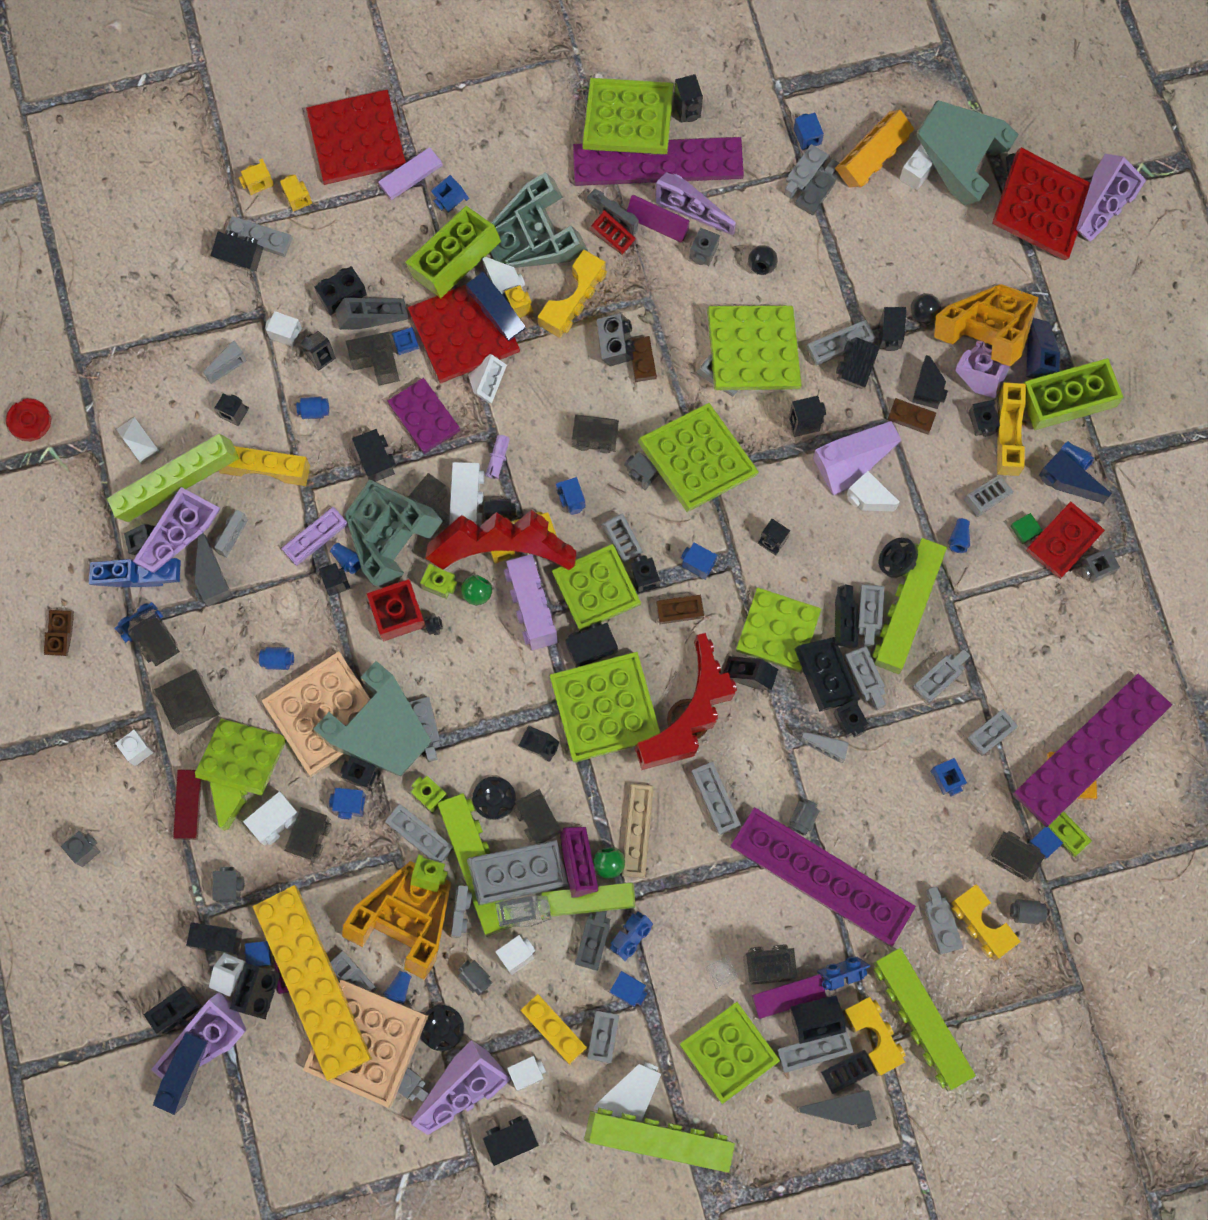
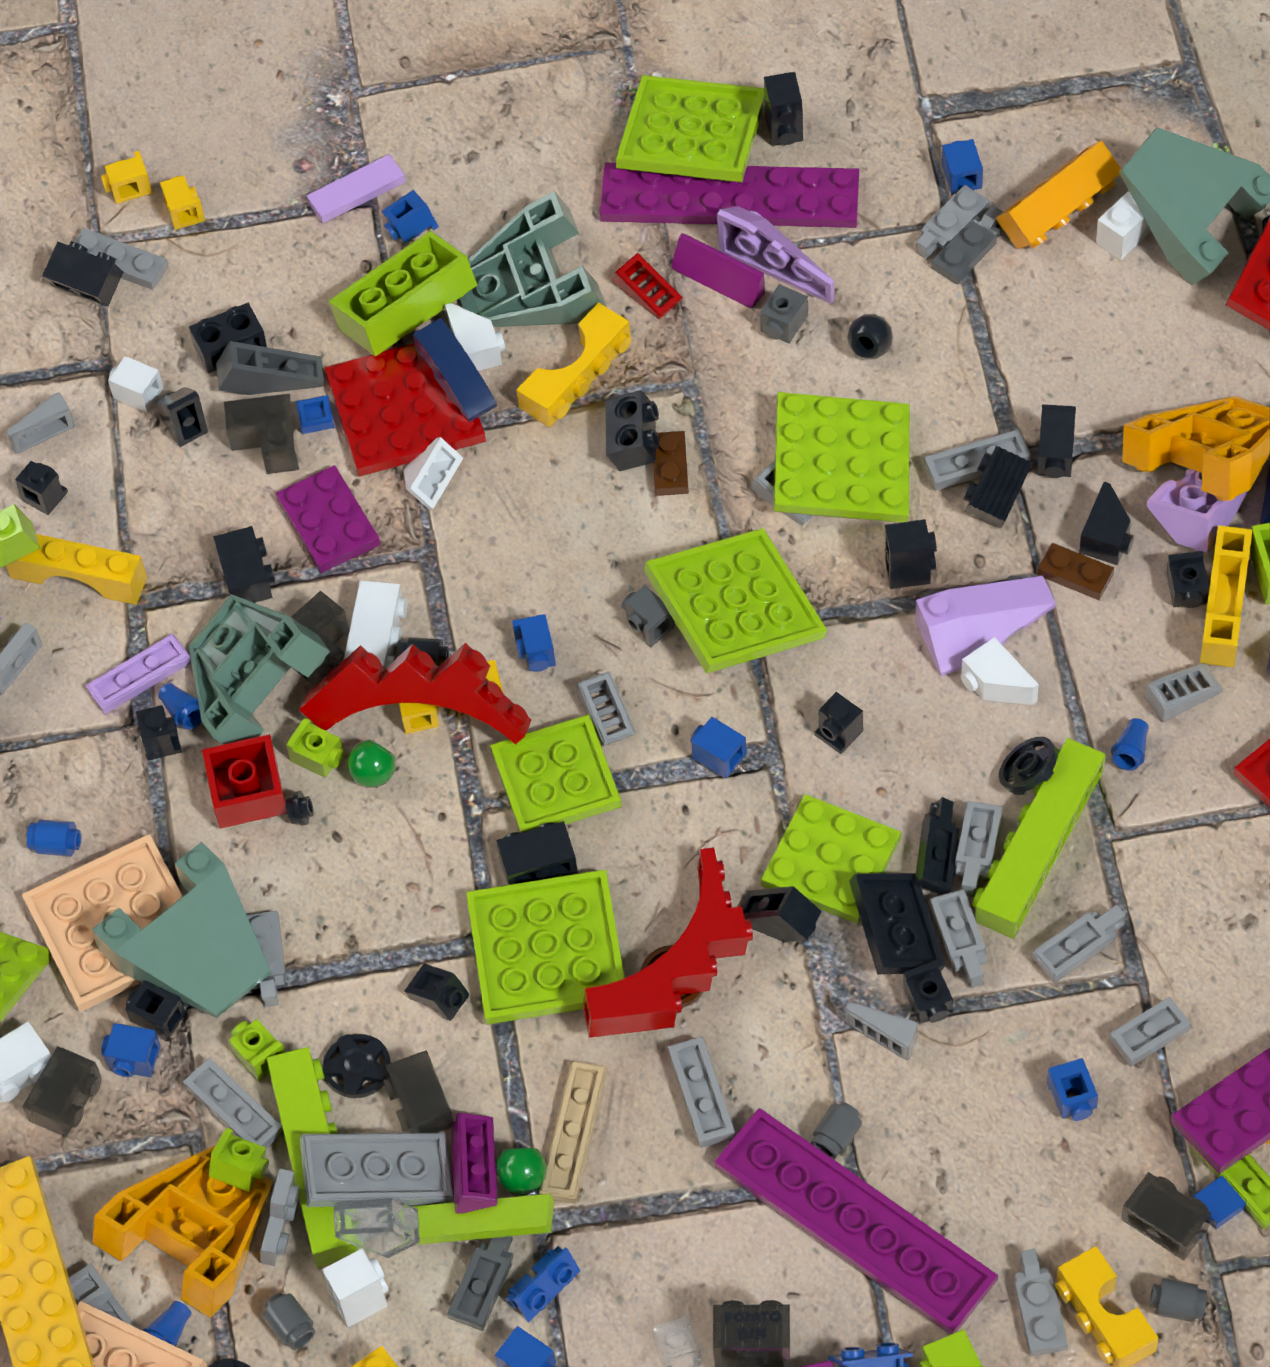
camera: 10 degrees right, 15 degrees down
(313, 407) = (162, 494): blue brick -> none
(355, 137) = (282, 135): red plate -> none
(497, 457) = (430, 582): lavender axle -> none
(519, 301) = (493, 368): yellow brick -> none
(531, 601) = (453, 789): lavender wedge -> none
(595, 433) = (583, 559): clear smoke brick -> none
(626, 219) = (668, 267): dark grey hinge -> none
(645, 581) = (633, 762): black brick -> none
(680, 609) = (680, 816): reddish brown plate -> none
(925, 308) = (1110, 417): black piece -> none
(1026, 528) = (1236, 742): green tile -> none

